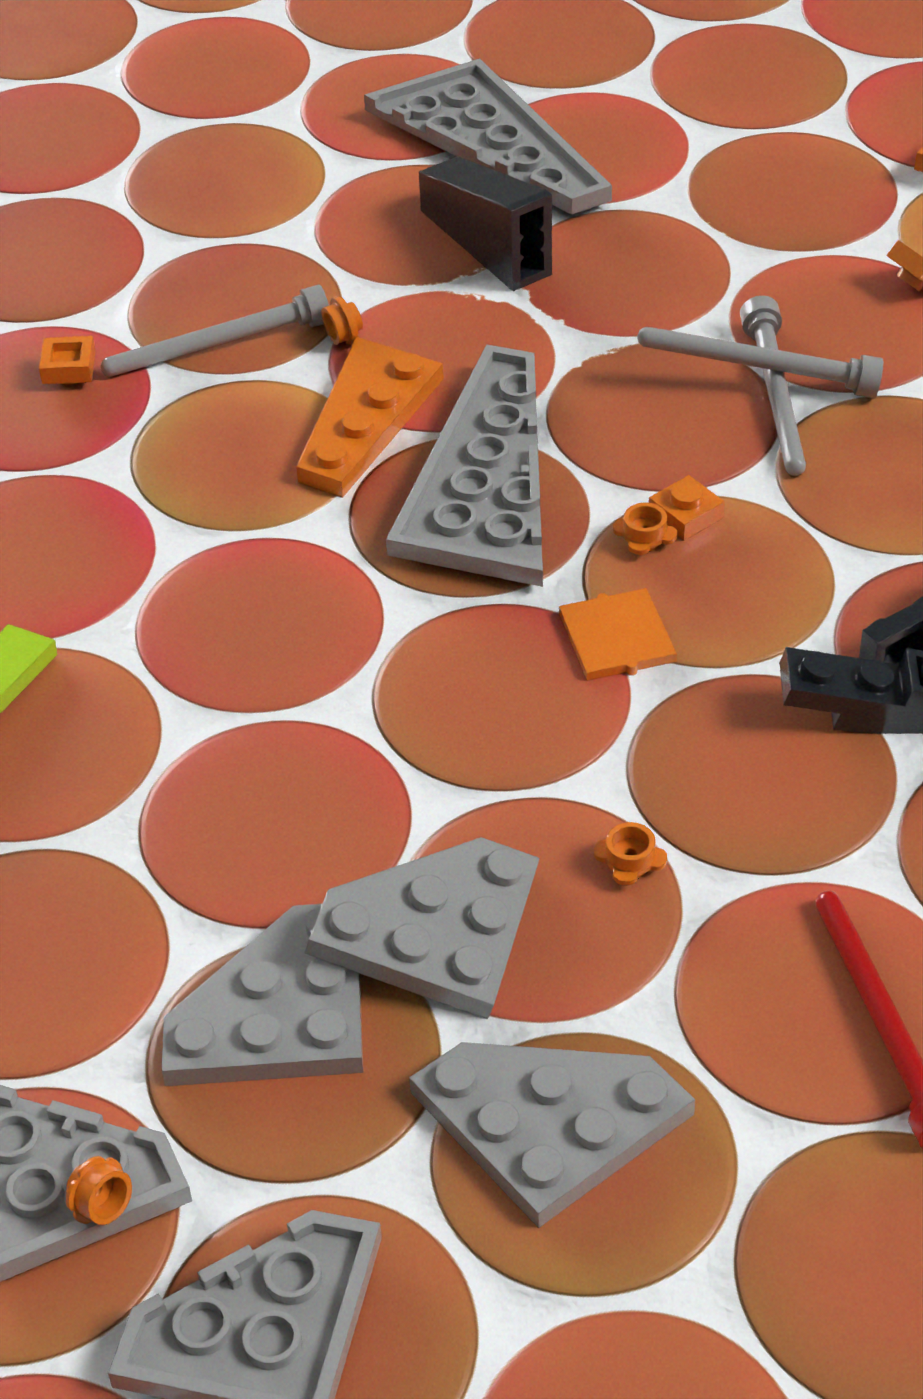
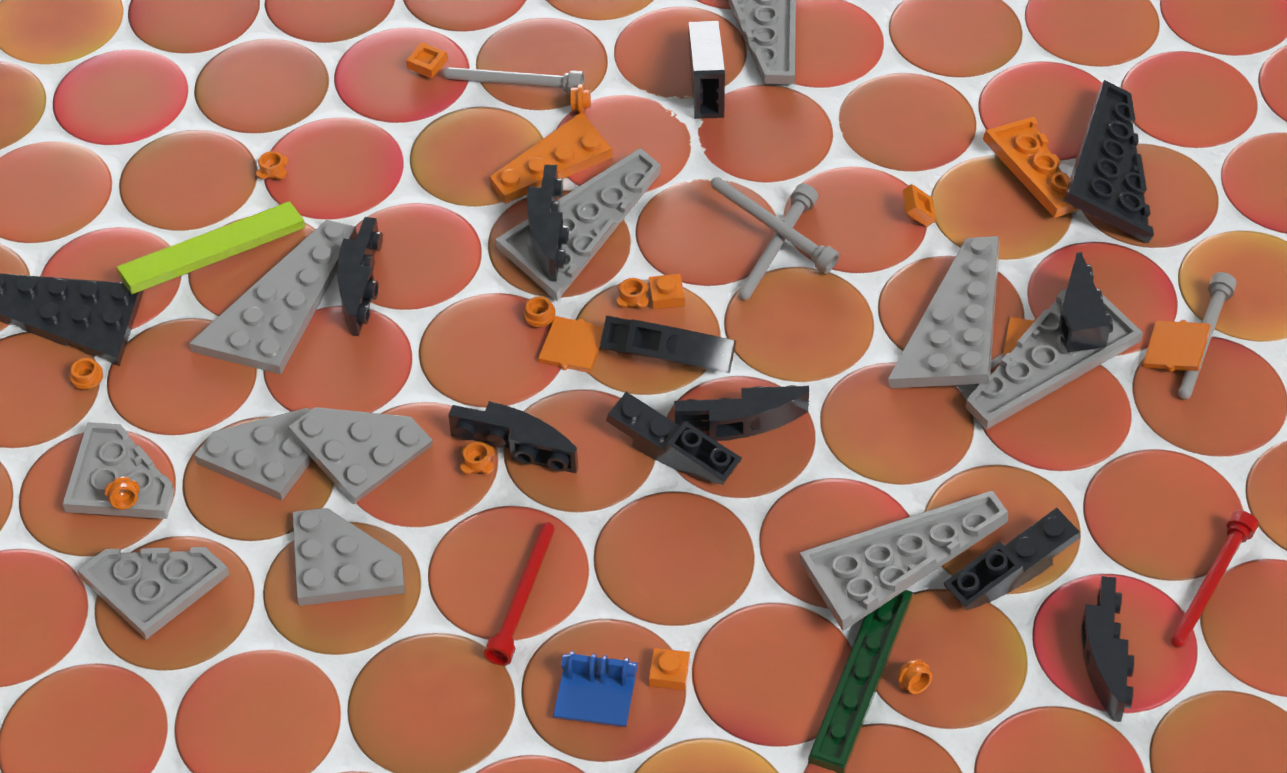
camera: 30 degrees right, 5 degrees up
(111, 790) = (275, 311): none -> light grey wing
(215, 683) = (356, 274): none -> black slope
(456, 486) = (546, 223): none -> black slope
(533, 609) = (539, 312): none -> orange plate
(680, 781) = (526, 436): none -> black slope
(765, 565) = (668, 344): none -> black slope

